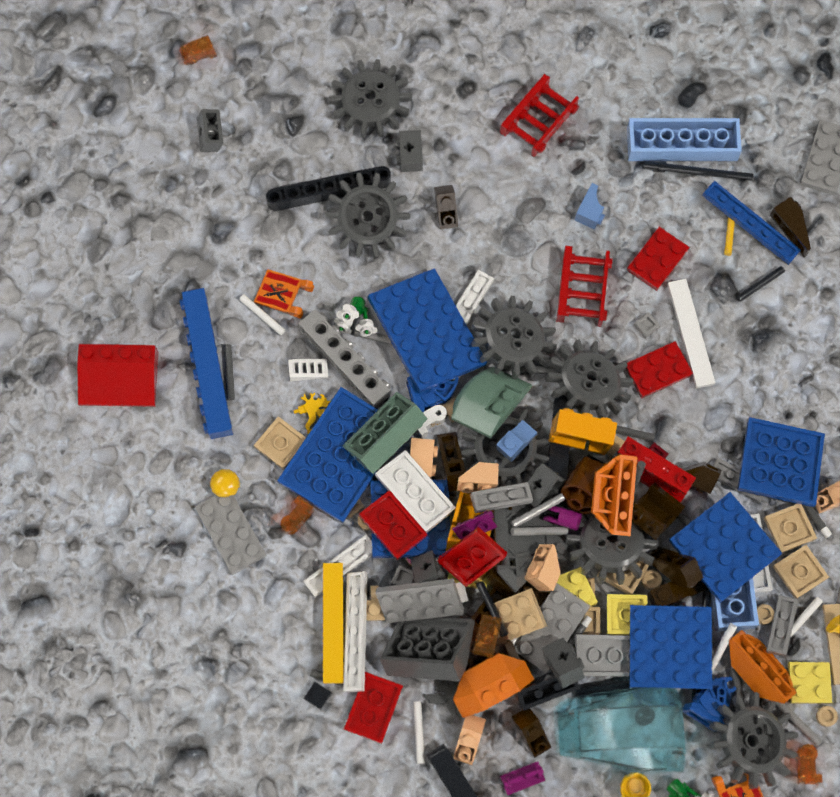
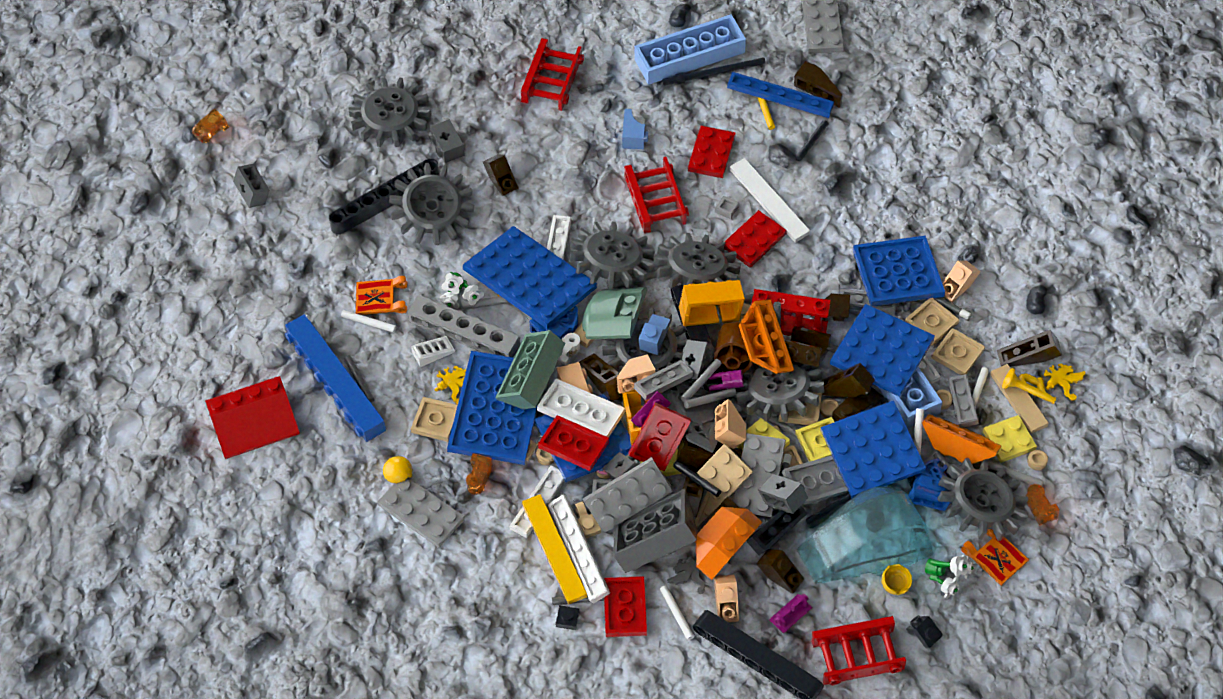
camera: 20 degrees left, 15 degrees down
(487, 636) = (704, 497): clear orange plate -> none

